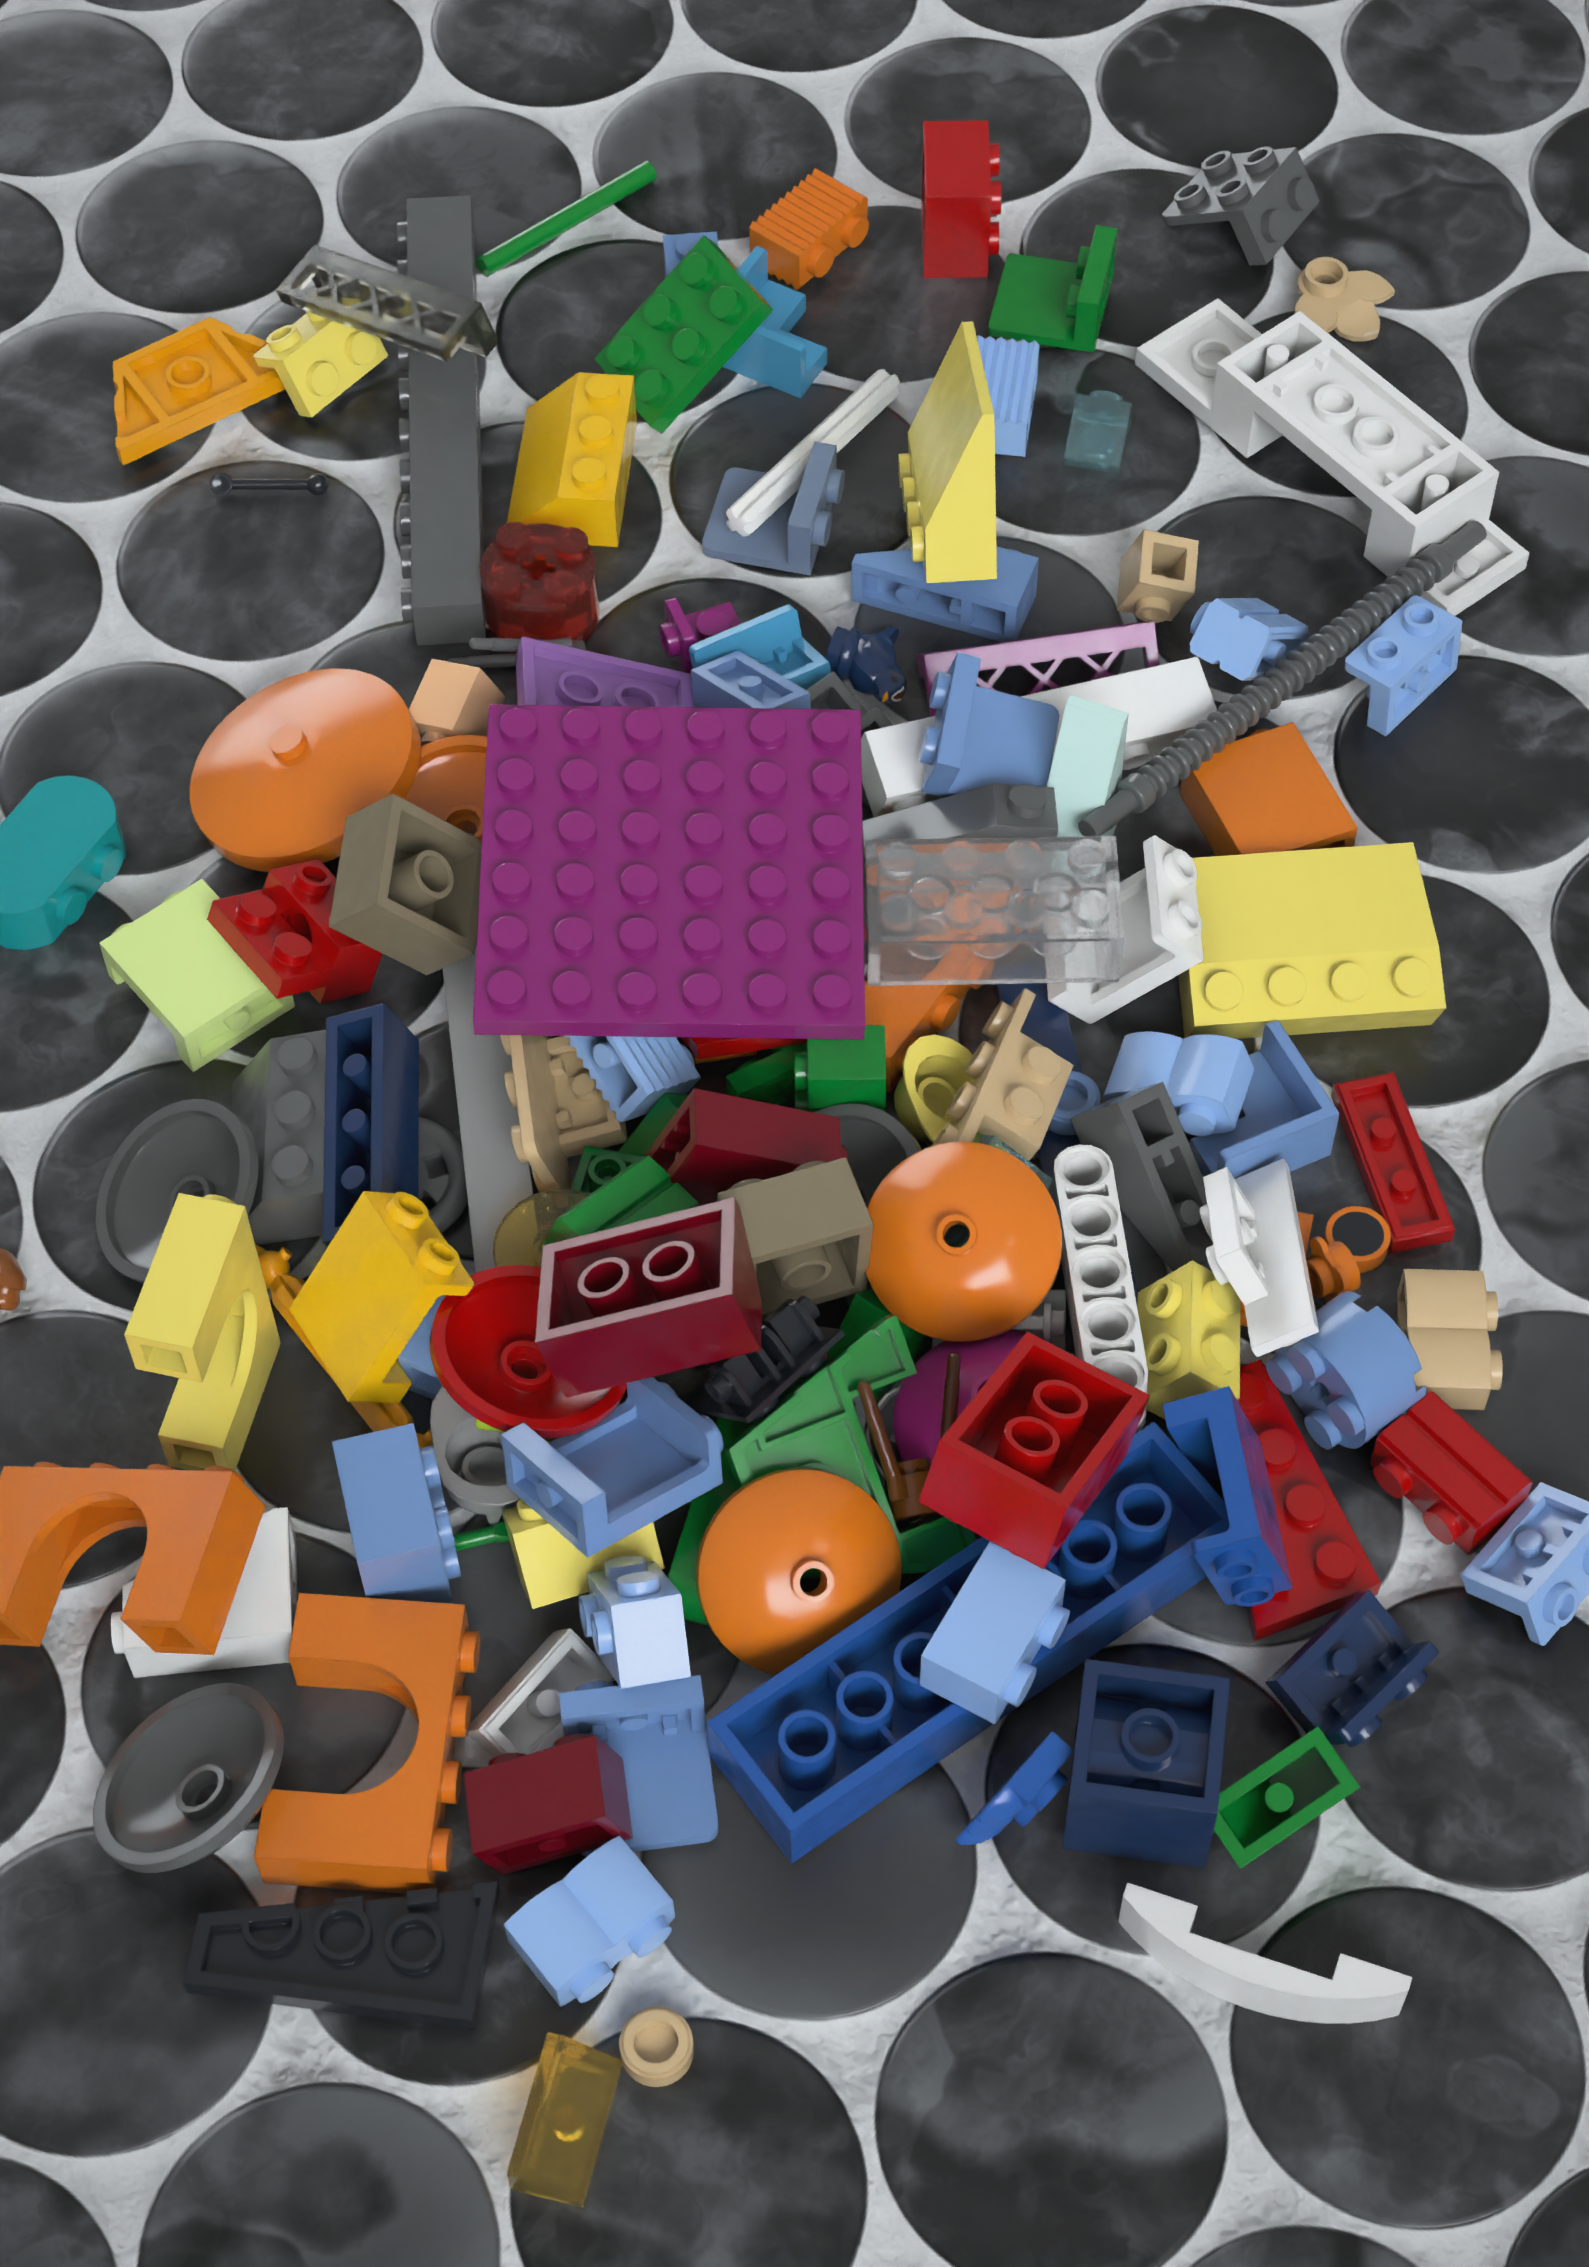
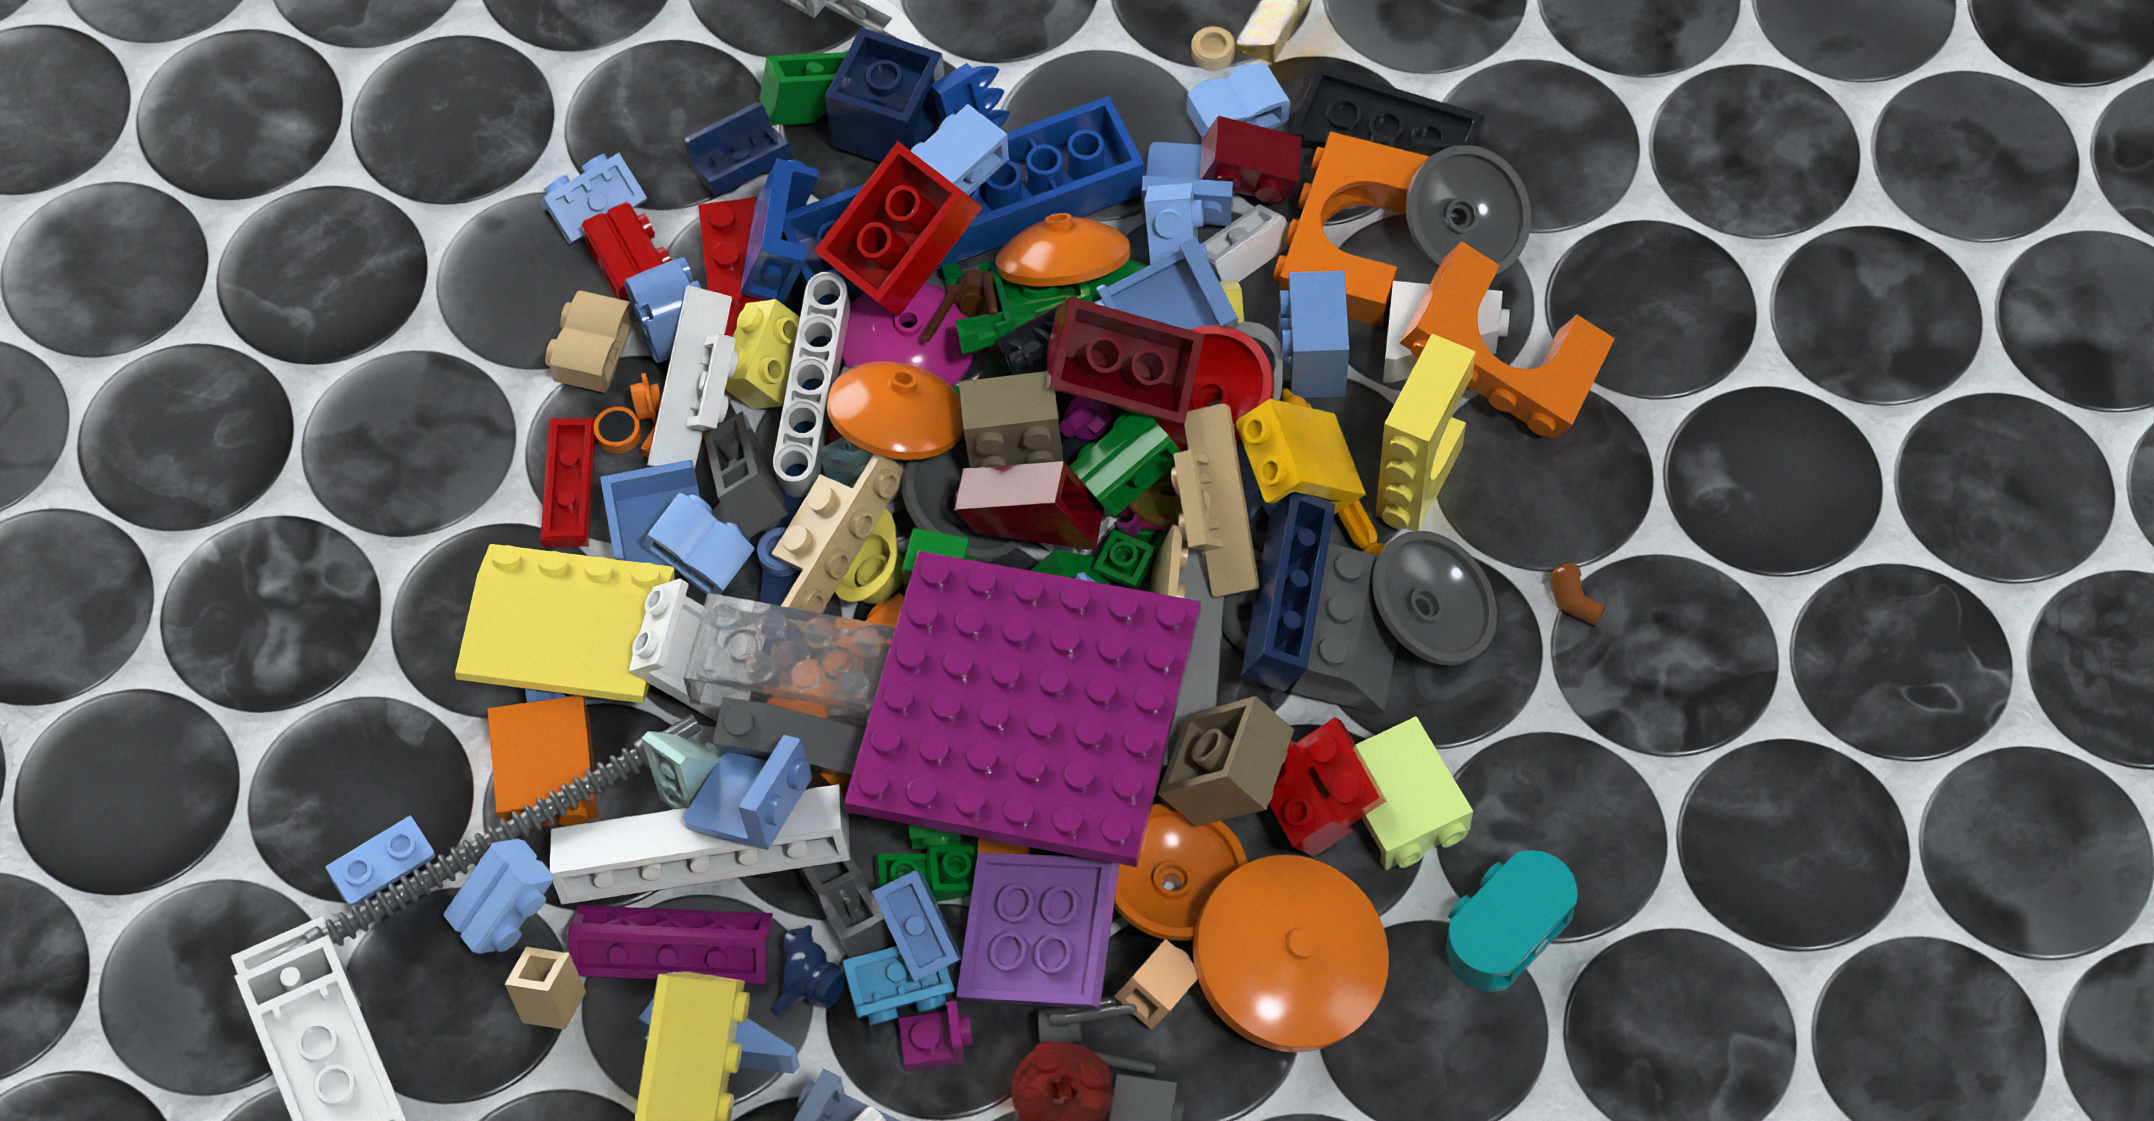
camera: 165 degrees left, 5 degrees up
(490, 1195) = (1215, 501): none -> tan bracket

